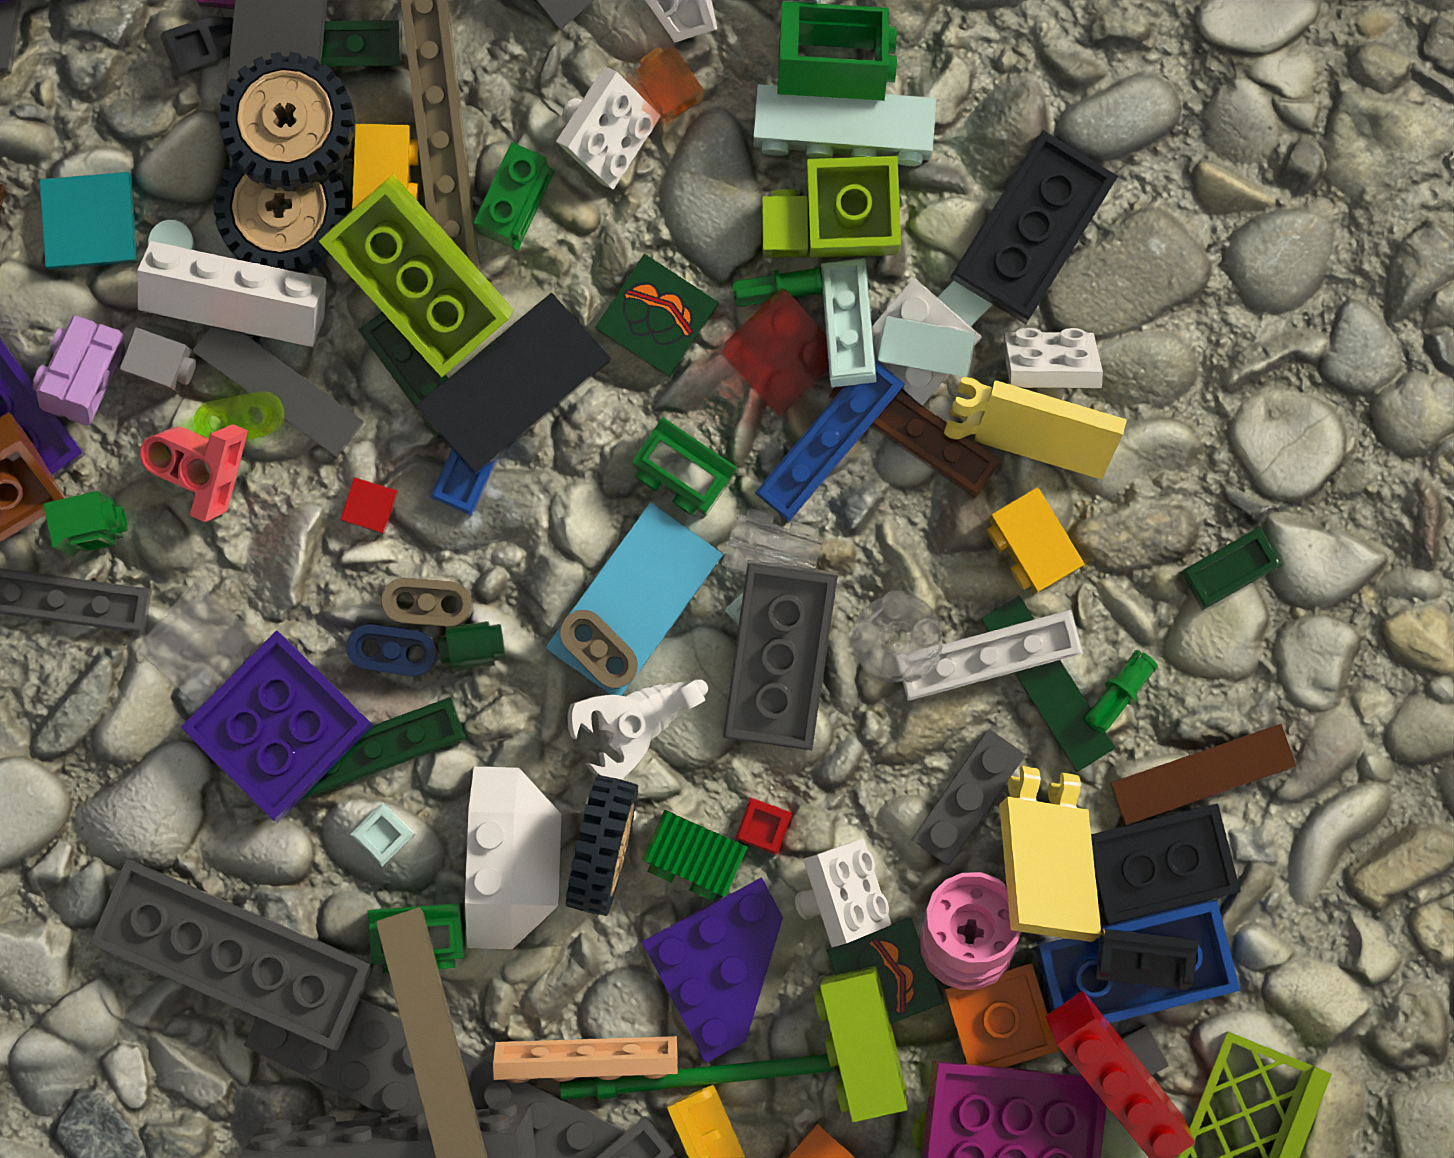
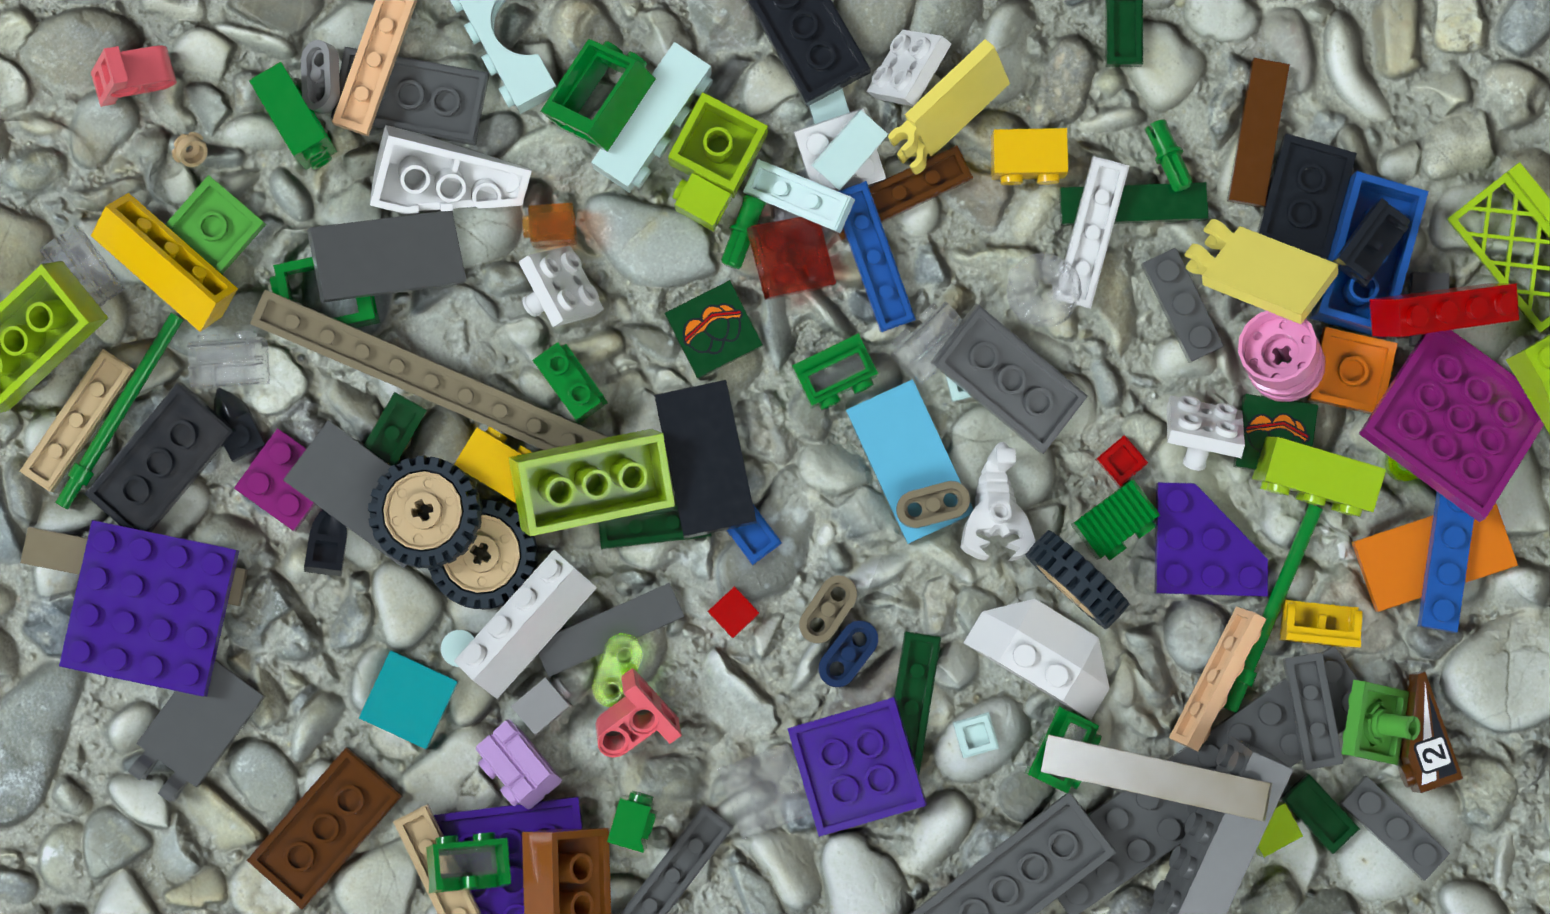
camera: 60 degrees left, 0 degrees up
(472, 646) = (878, 594): dark green brick -> none

